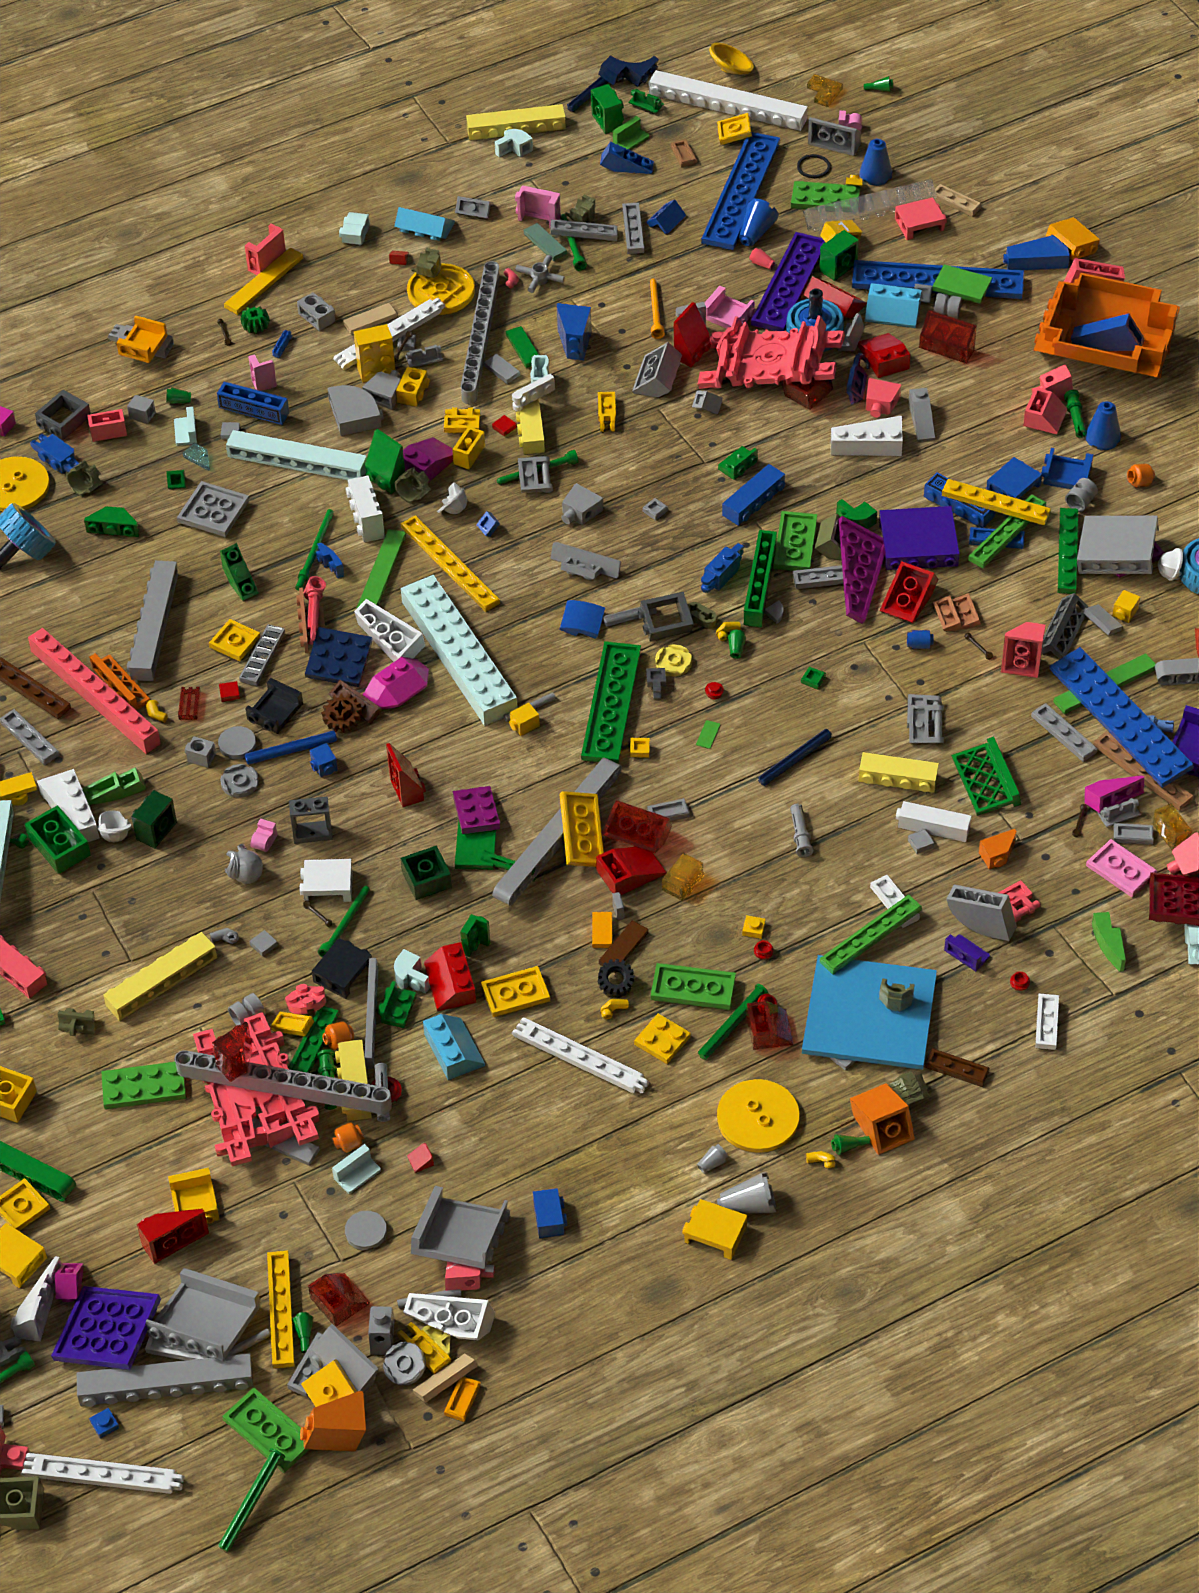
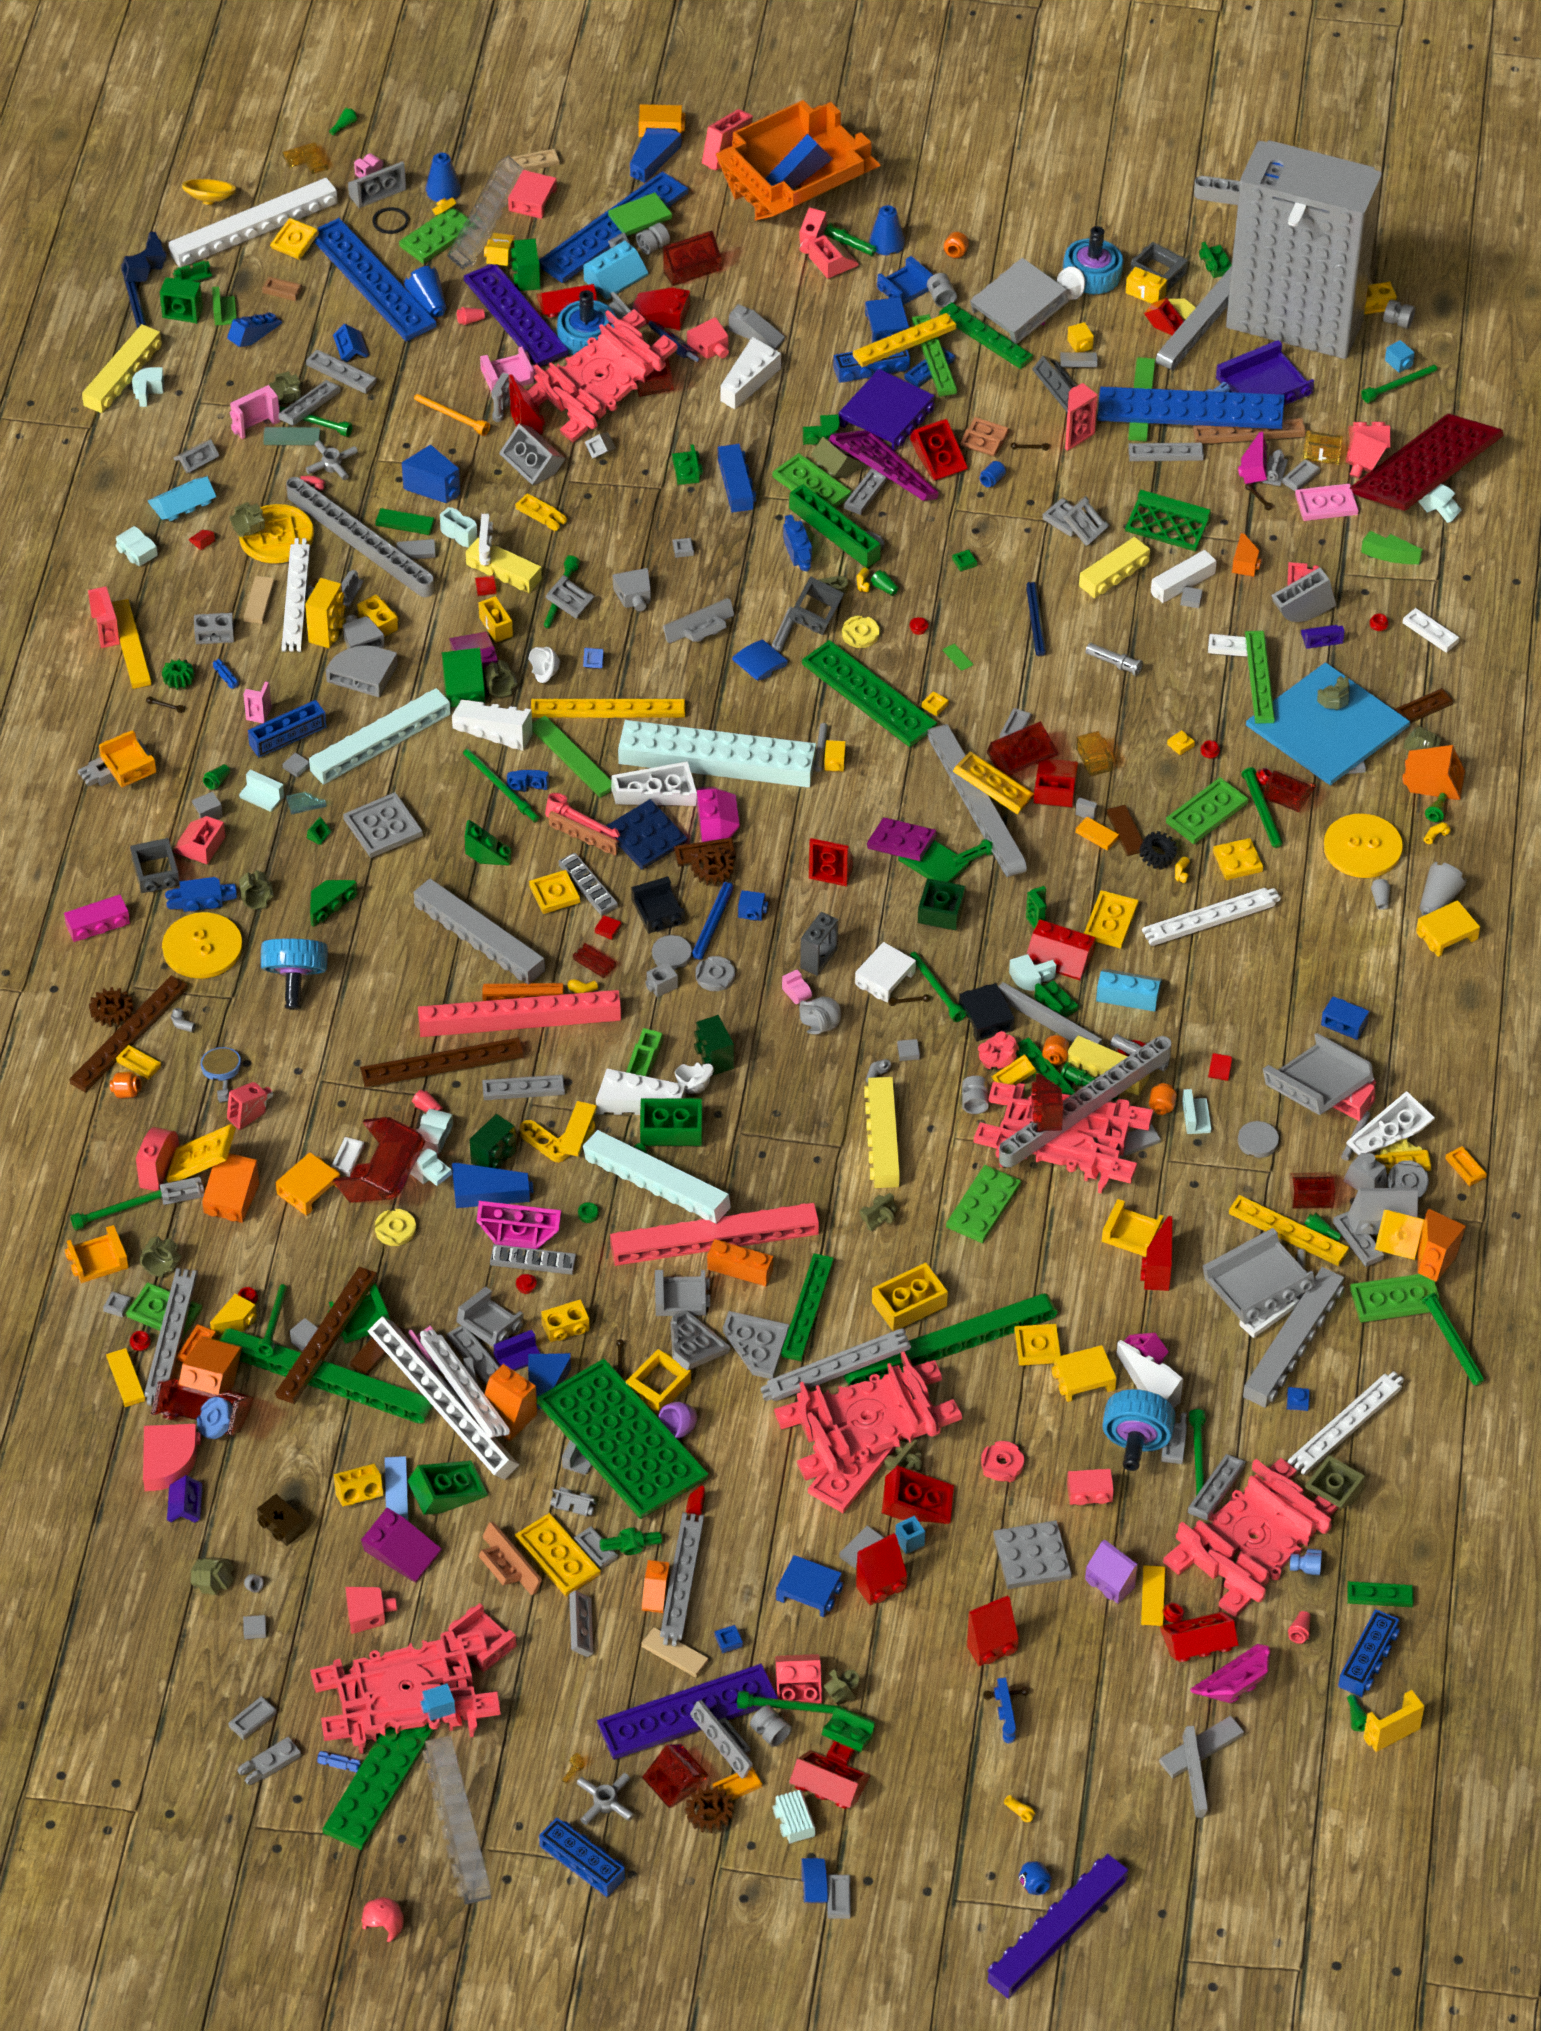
camera: 55 degrees left, 0 degrees up
(106, 1327) = (1216, 1345): dark purple plate -> none
(445, 1378) = (1441, 1164): tan tile -> none
(458, 420) = (456, 609): yellow plate -> none
(656, 678) = (874, 652): flat silver plate -> none

